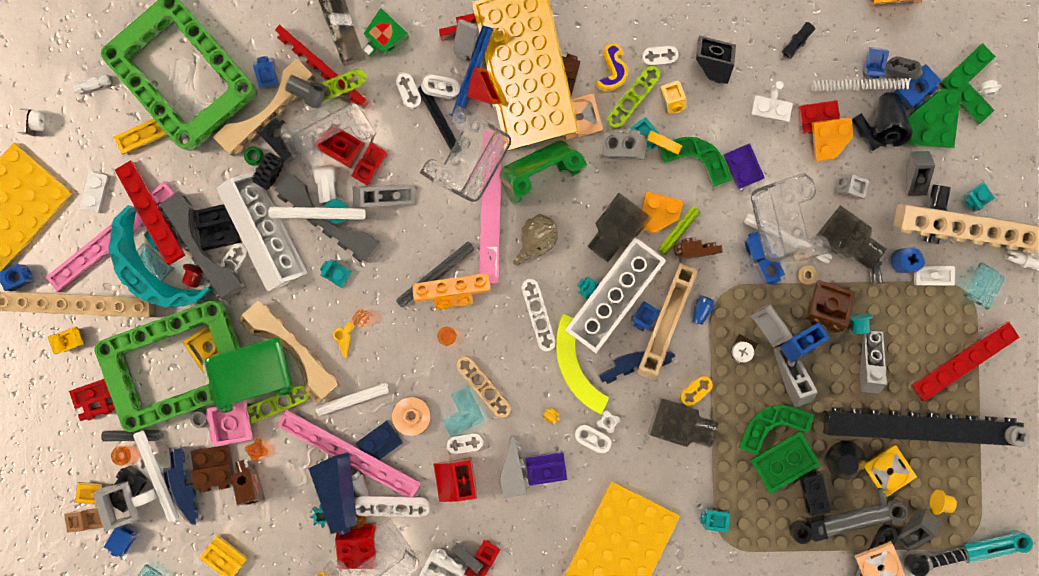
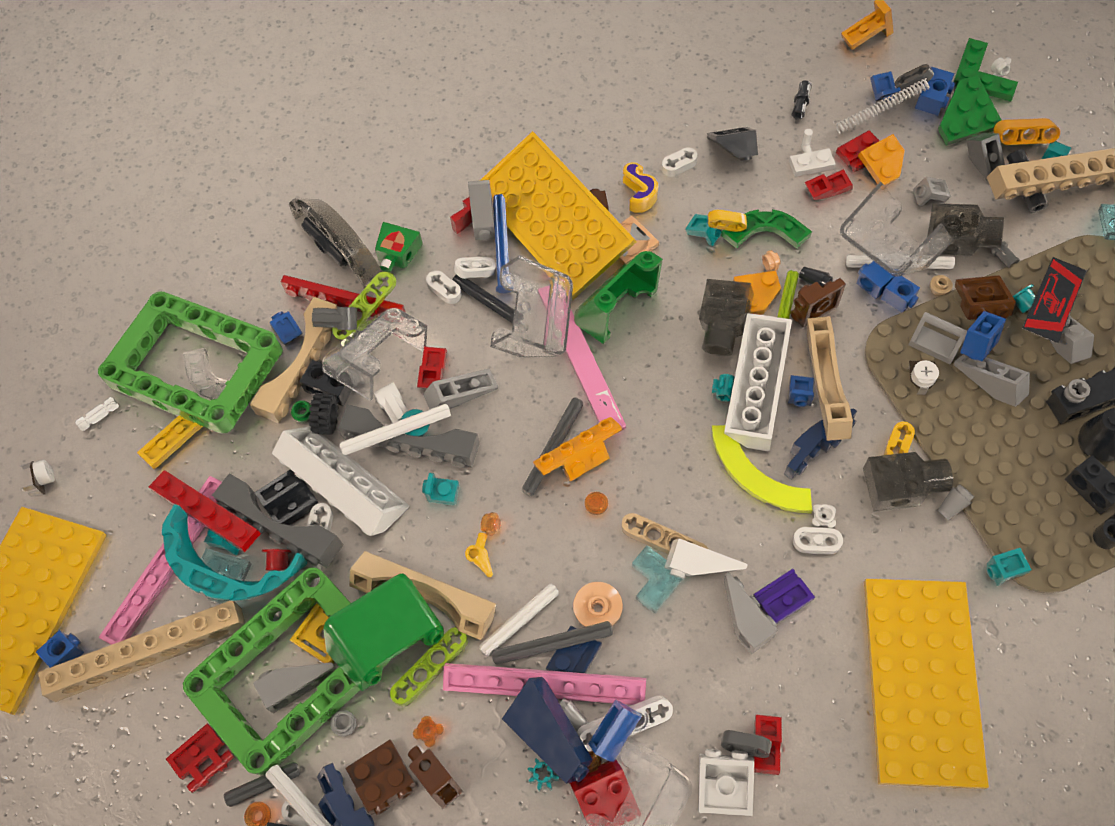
camera: 20 degrees left, 25 degrees down
(65, 340) = (145, 699): yellow bracket -> none
(94, 192) = (131, 521): white plate -> none
(169, 374) = (285, 685): none -> light grey slope
(229, 426) = (382, 709): bright pink plate -> none
(342, 148) = (396, 366): red slope -> none
(366, 430) = (552, 642): none -> dark grey axle
(380, 512) = (614, 731): none -> blue brick
(455, 480) = (686, 655): red slope -> none
(464, 448) = (678, 616): white beam -> none
(482, 87) = (514, 247): red slope -> none
(496, 420) = (693, 560): none -> white slope
(537, 237) = (645, 361): dark tan hair -> none
(541, 314) = (689, 437): white beam -> none
(551, 416) = (757, 537): yellow plate -> none
(624, 148) = (691, 243): light grey brick -> none
(632, 96) = (673, 204): lime beam -> none
(674, 97) = (715, 187): yellow bracket -> none
(684, 191) = (771, 261): none -> light nougat plate
(702, 309) = (856, 358): blue cone -> none
(709, 456) = (955, 501): none -> light grey cone
(711, 224) = (811, 276): none -> black cone
(744, 166) = (817, 218): dark purple plate -> none
(768, 419) = (993, 433): green plate -> none
(772, 139) = (832, 185): none -> red slope
(785, 462) = (1042, 469): green plate -> none
(851, 421) = (1070, 392): none -> light grey bush
(865, 130) = (915, 144): black pin -> none
(881, 336) = (1054, 300): none -> black sticker
(891, 122) = (934, 122): black cone -> none
(907, 260) = (1030, 225): blue piece -> none
(935, 275) = (1064, 233): white plate -> none
(966, 166) = (1035, 135): none -> light orange beam

